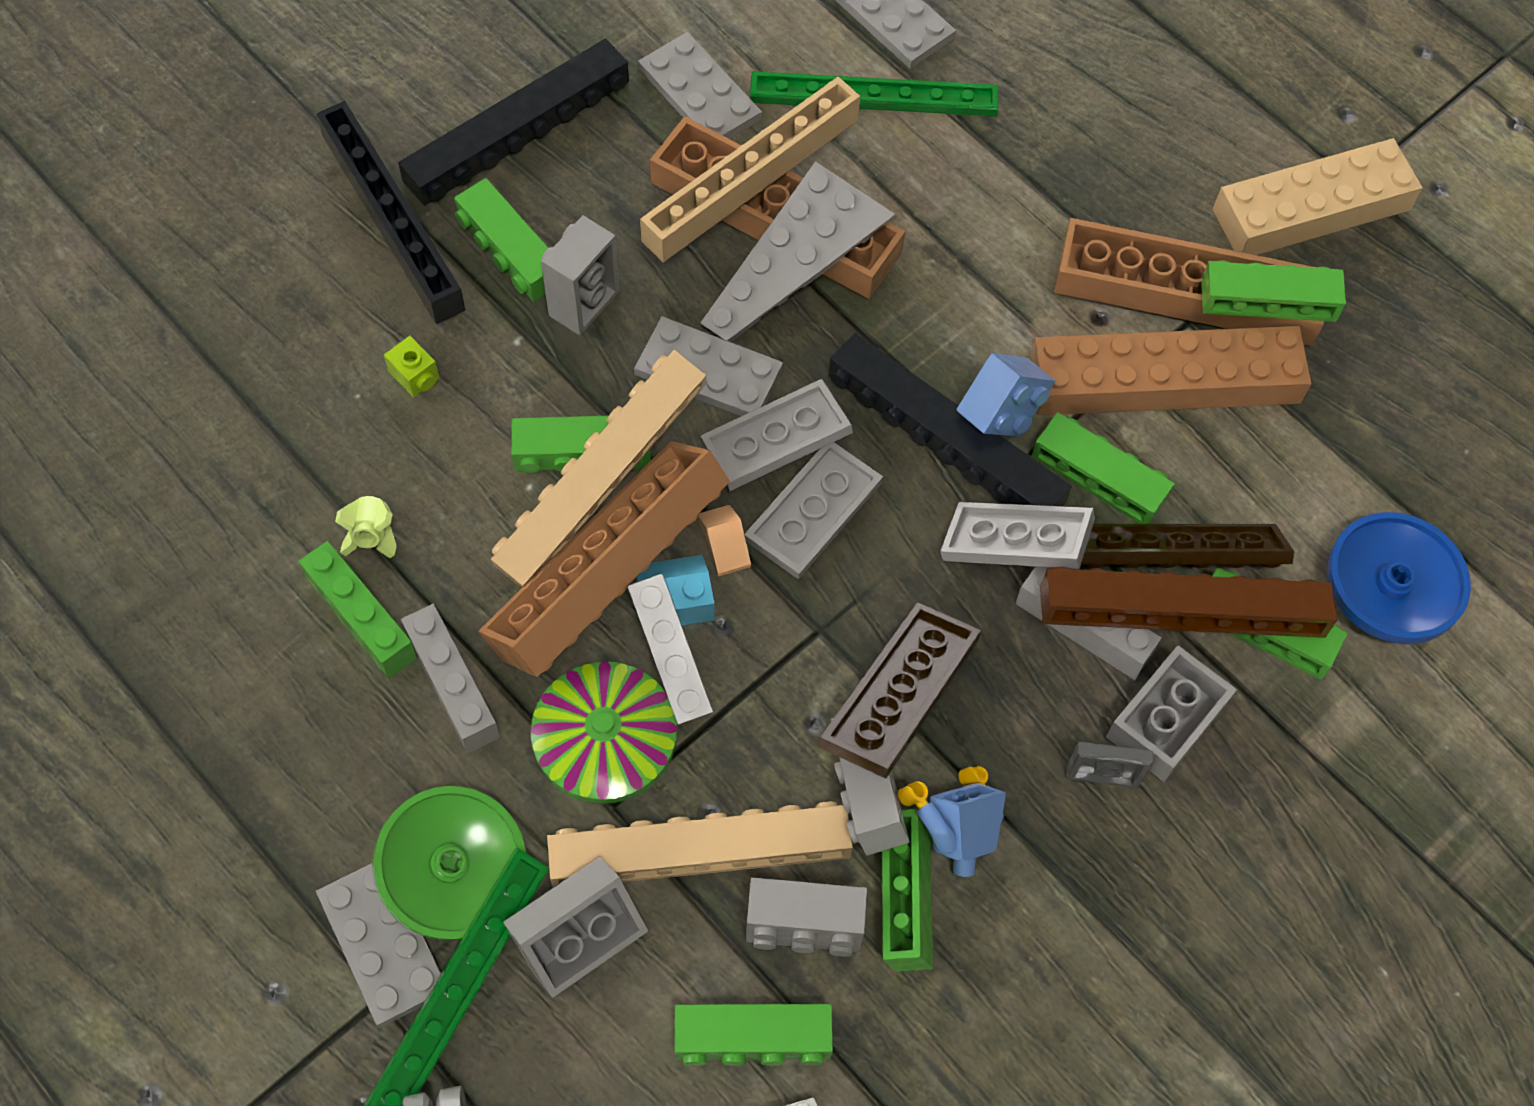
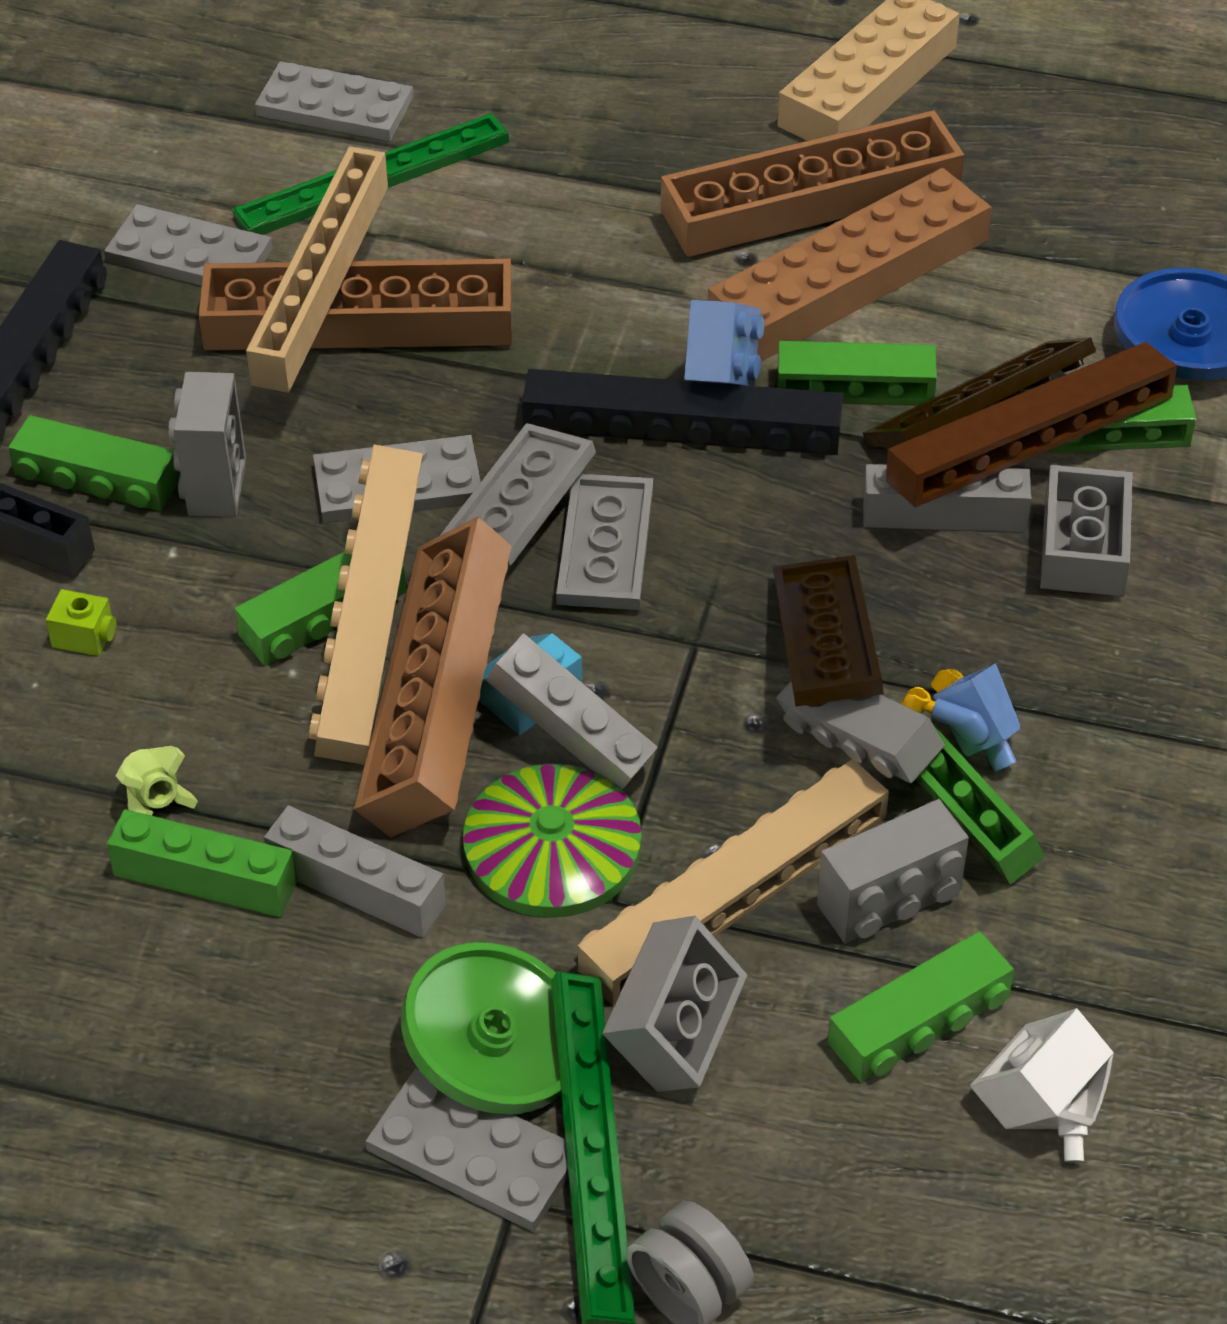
camera: 30 degrees left, 15 degrees down
(725, 539) = (538, 608): light nougat slope -> none
(803, 241) = (417, 311): light grey wing -> none
(1018, 535) = (826, 454): light grey plate -> none
(1109, 764) = (1067, 596): dark grey plate -> none
(1273, 291) = (900, 144): bright green brick -> none

